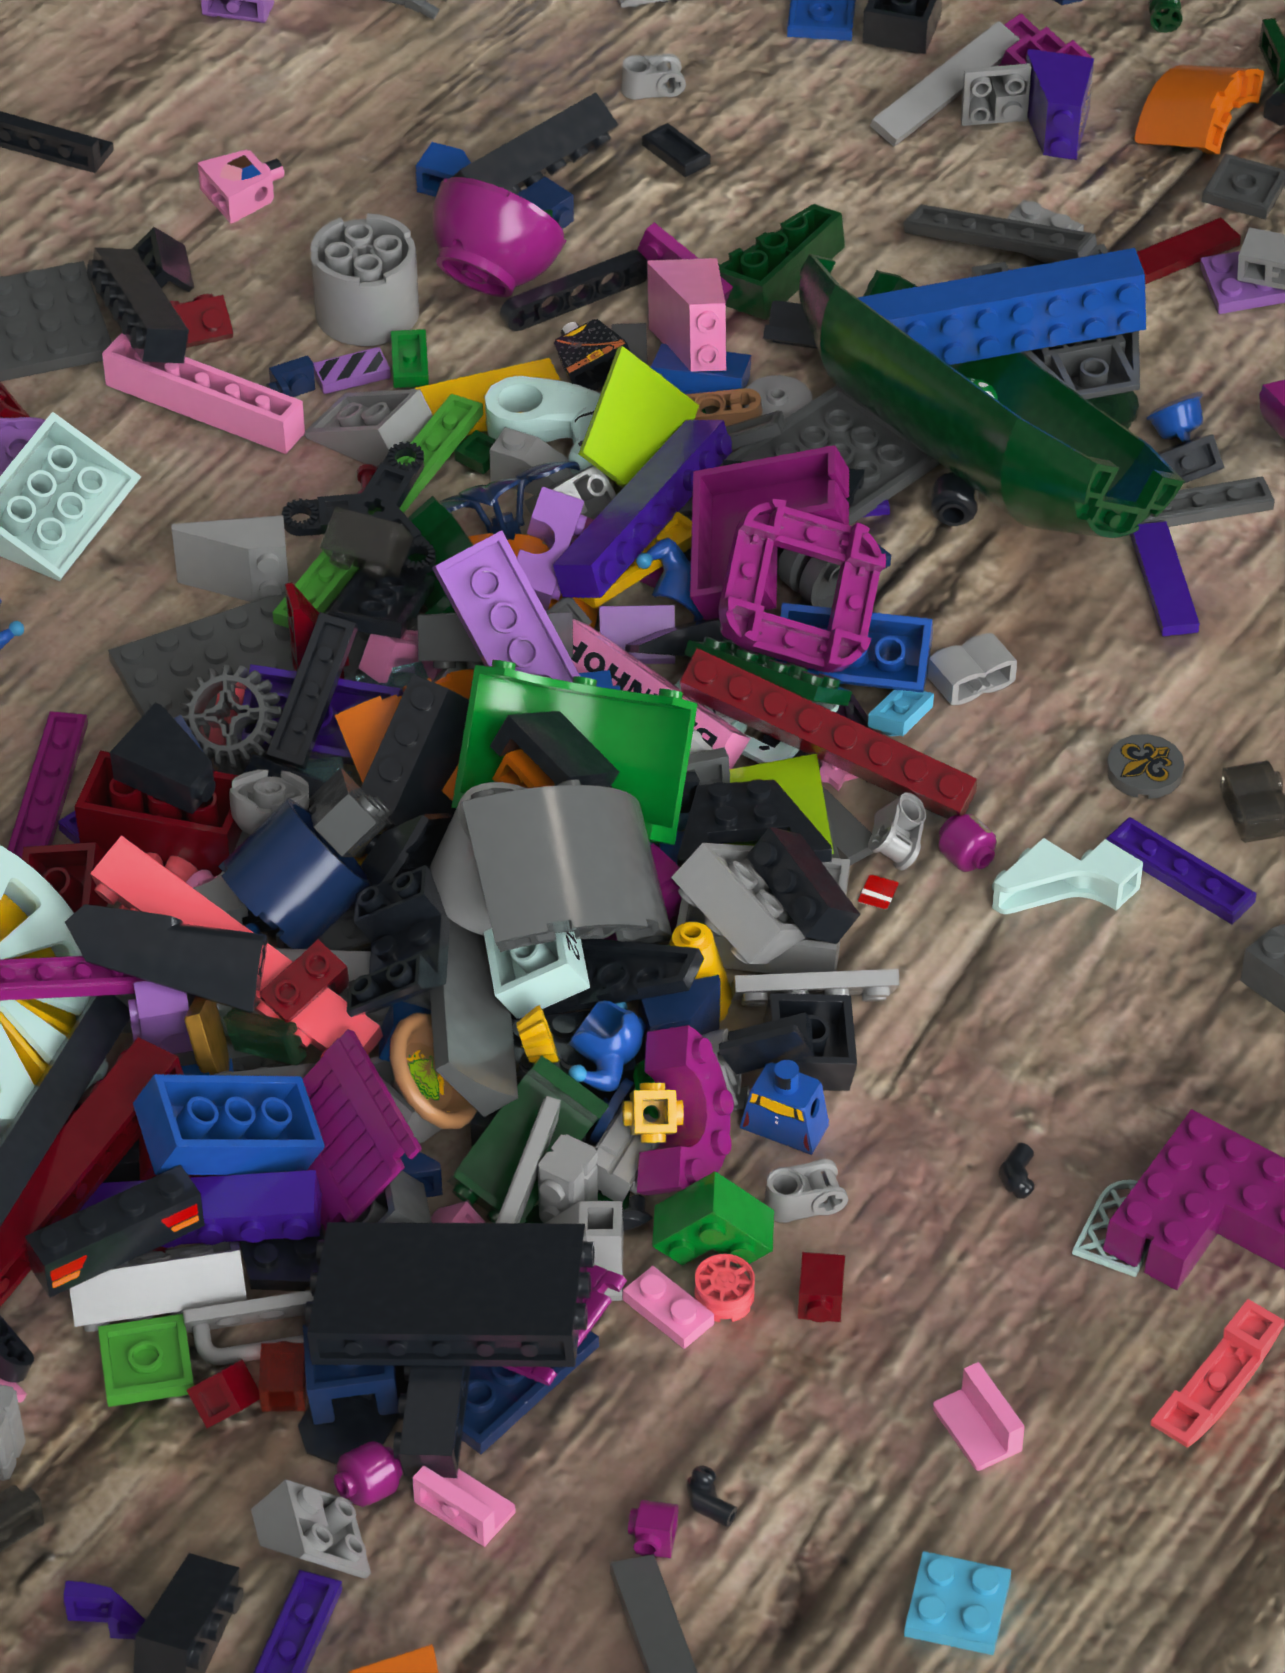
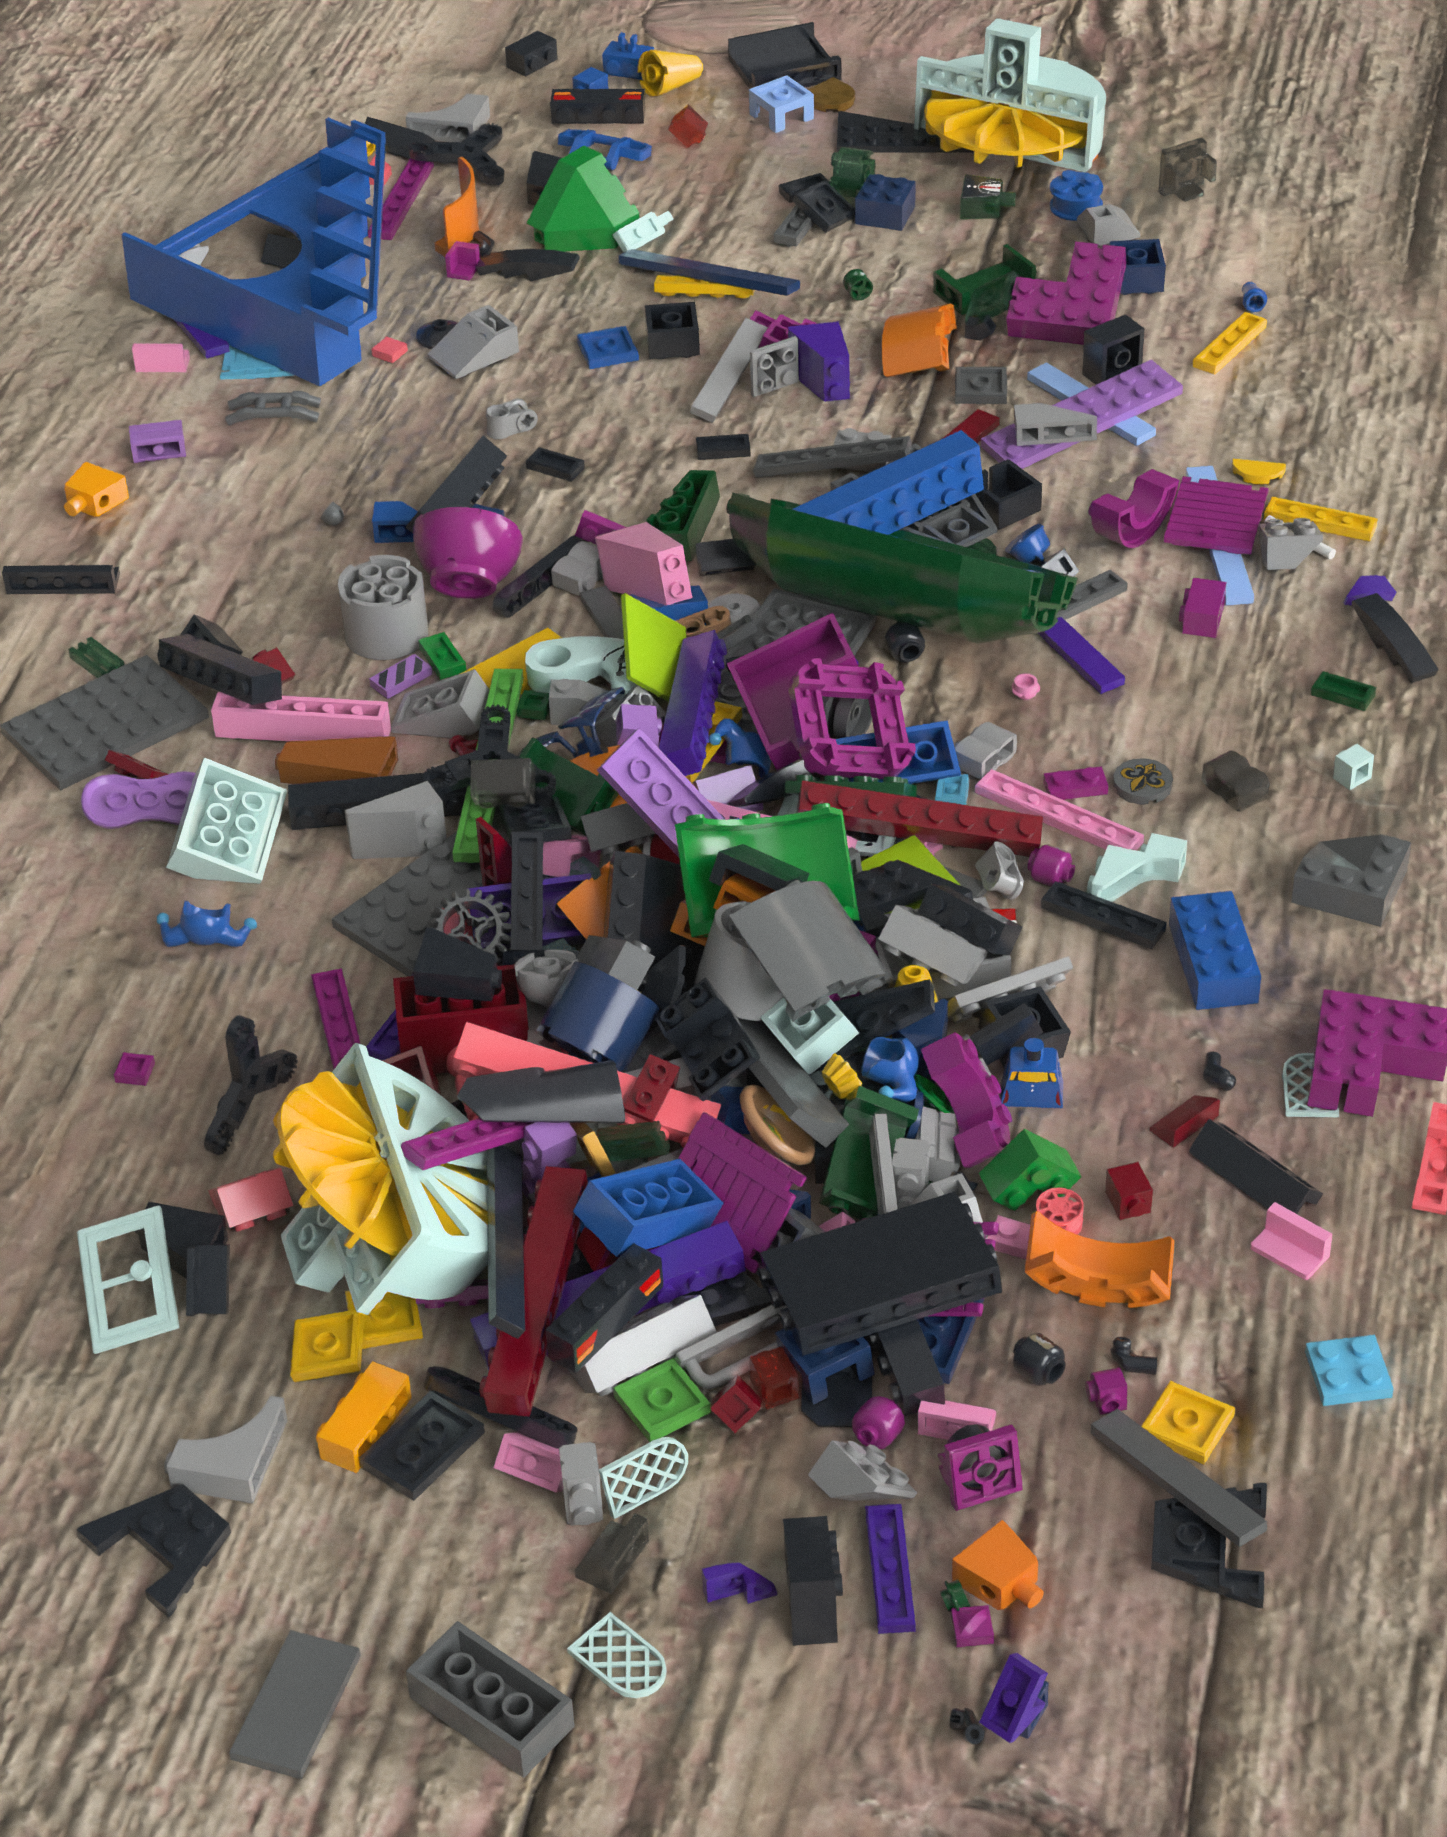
camera: 20 degrees left, 5 degrees down
(23, 235) = (100, 656): none -> clear green tile
(73, 1417) = (616, 1511): none -> light aqua window
(133, 39) = (94, 490): none -> light orange torso
(167, 500) = (325, 802): none -> black brick
(221, 461) = (336, 759): none -> dark orange slope
(239, 183) = (236, 569): bright pink torso -> none
(293, 377) = (363, 688): dark blue bracket -> none
(384, 143) = (333, 514): none -> dark grey hinge
(448, 1558) = (976, 1459): none -> magenta piece
(588, 352) = (582, 613): black torso -> none
(593, 1461) = (1039, 1359): none -> black head
(621, 295) = (578, 569): none -> light grey brick
(669, 1112) = (951, 1105): yellow brick -> none
(728, 1367) = (1099, 1269): none -> orange panel
(729, 1599) = (1188, 1421): none -> yellow tile
(802, 1190) = (1079, 1130): light grey piece -> none
(886, 181) = (723, 446): none -> black tile
(946, 1219) = (1186, 1119): none -> dark red slope
(989, 1309) = (1251, 1168): none -> black panel
(995, 925) = (1103, 915): none -> black plate
(1019, 777) = (1057, 812): none -> bright pink tile
(1061, 744) = (1076, 783): none -> magenta plate
(1071, 599) = (1025, 686): none -> bright pink plate
(1099, 1014) = (1214, 950): none -> blue brick
(1184, 871) = (1214, 842): dark purple tile -> none
(1192, 349) = (1011, 493): none -> black piece

